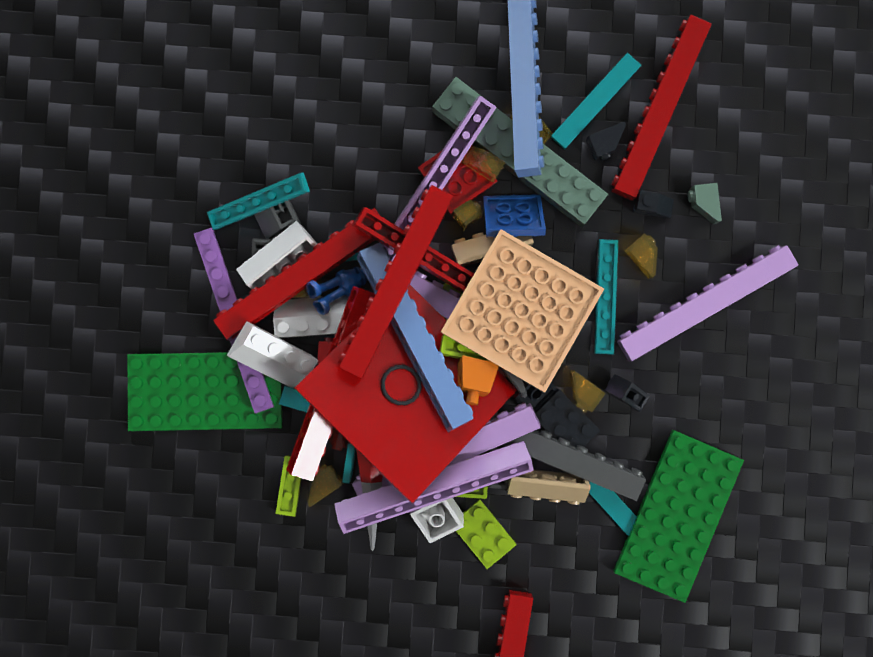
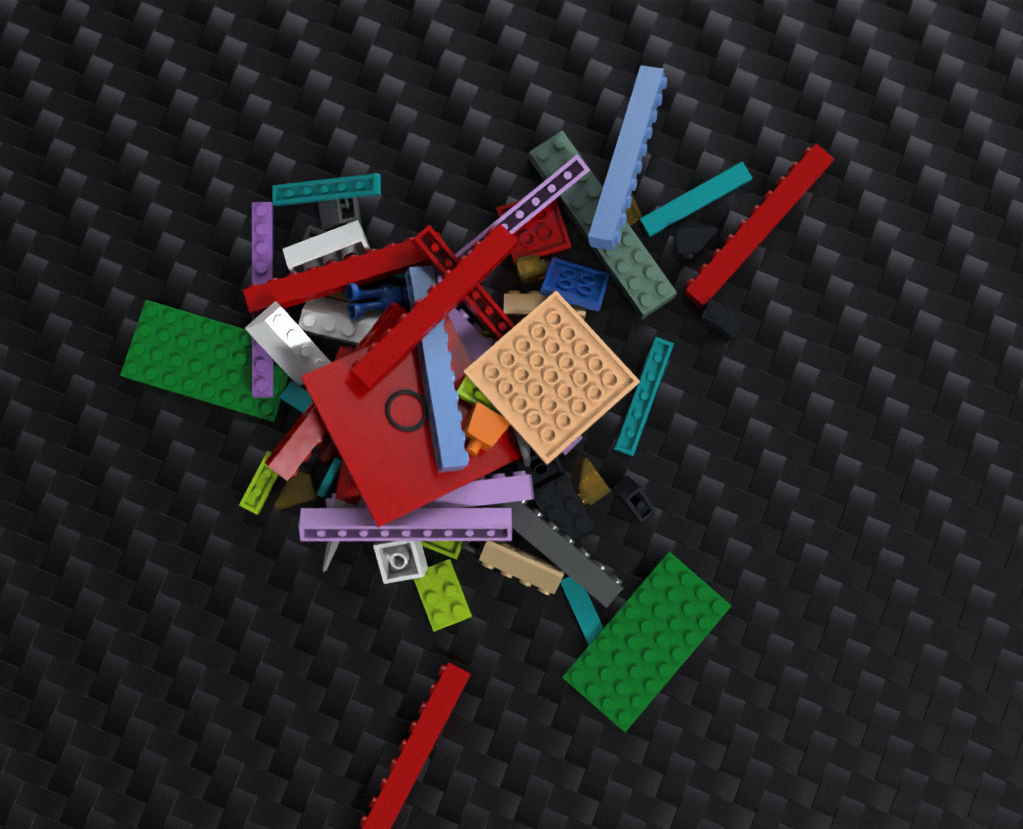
camera: 15 degrees right, 5 degrees down
(484, 163) = (563, 224): clear yellow slope -> none
(644, 254) = (695, 364): clear yellow slope -> none
(705, 200) = (774, 332): sand green slope -> none
(707, 303) = (743, 434): lavender brick -> none

